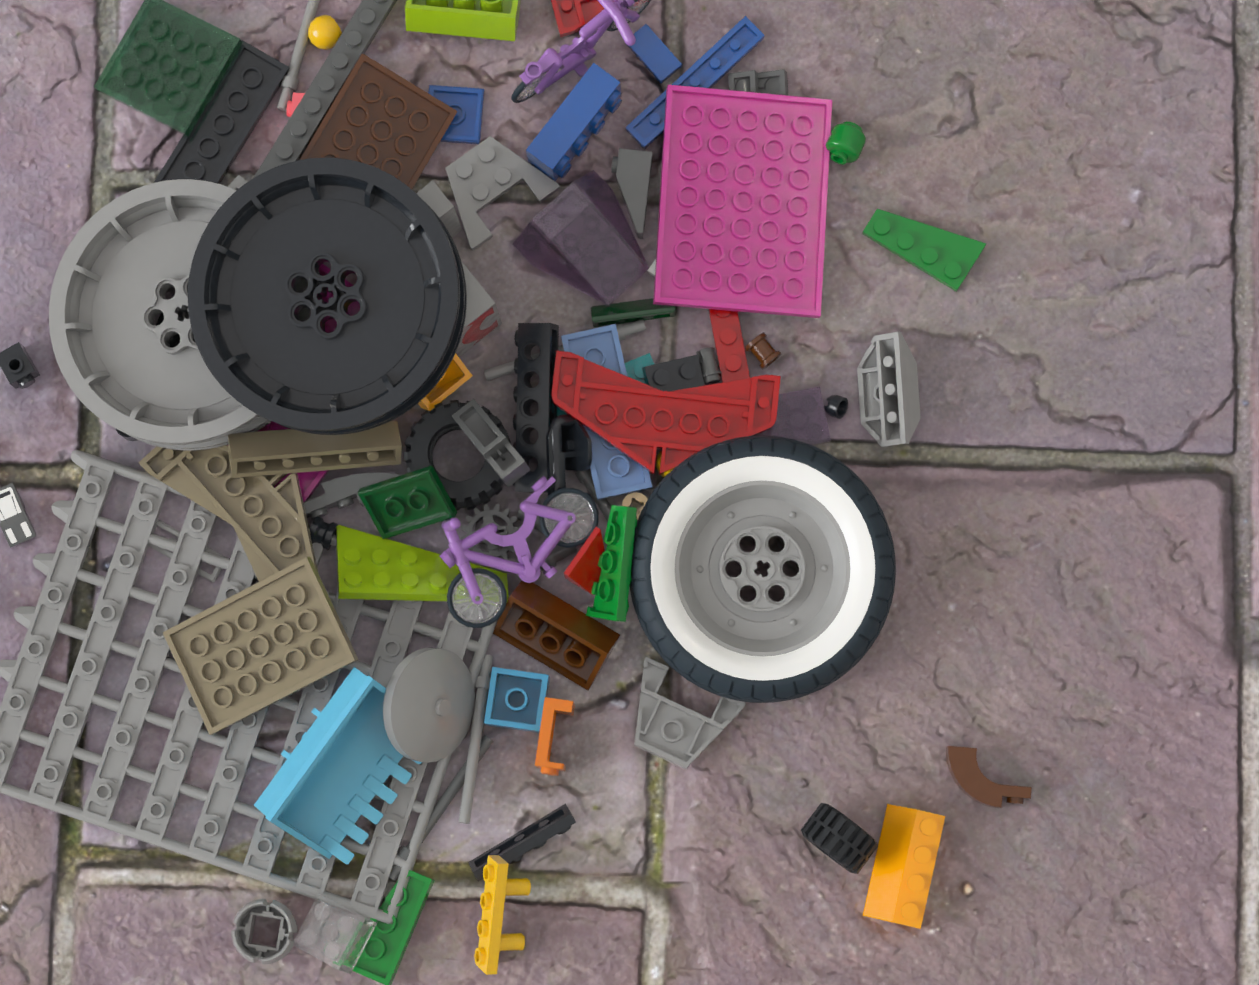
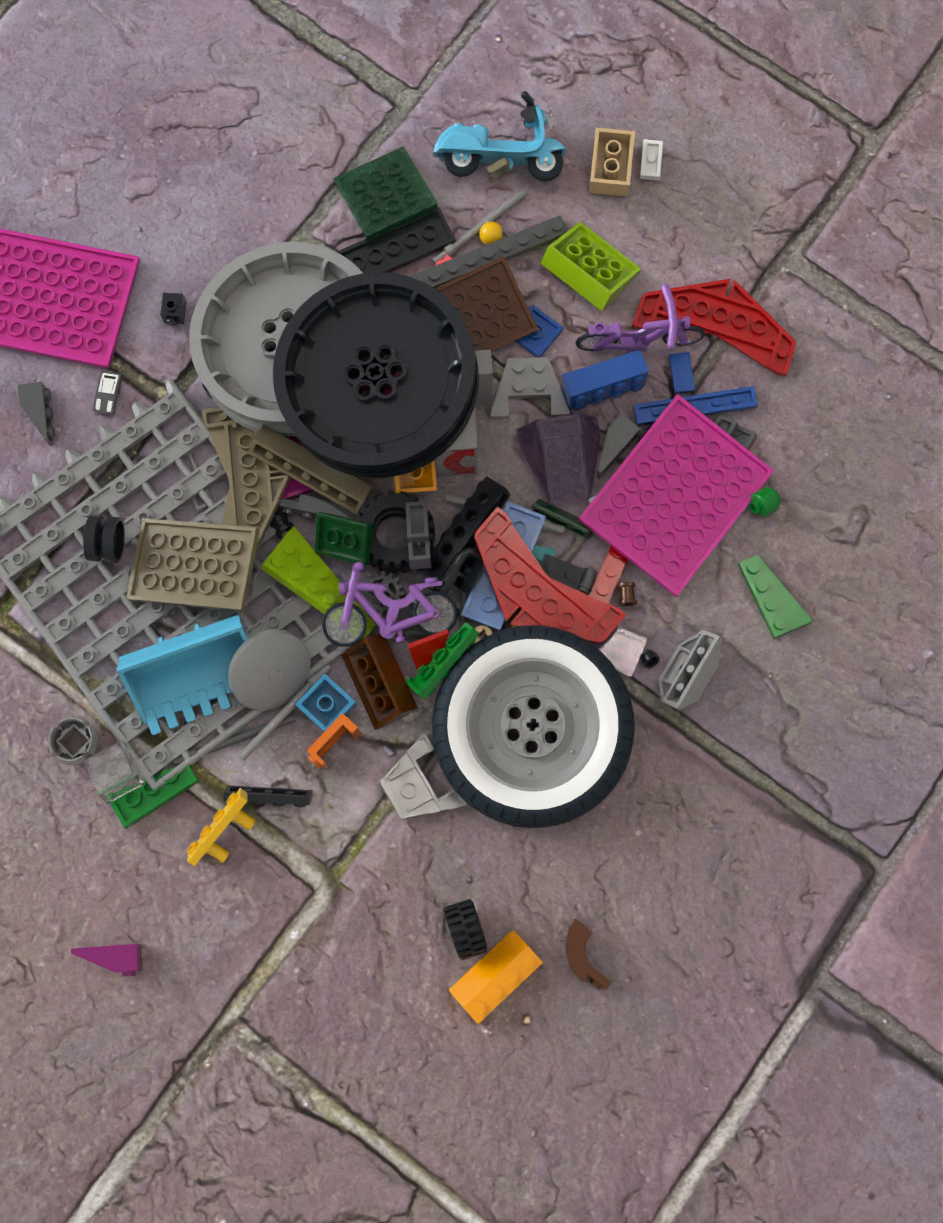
camera: 30 degrees right, 5 degrees down
(136, 686) = (104, 539): none -> black wheel

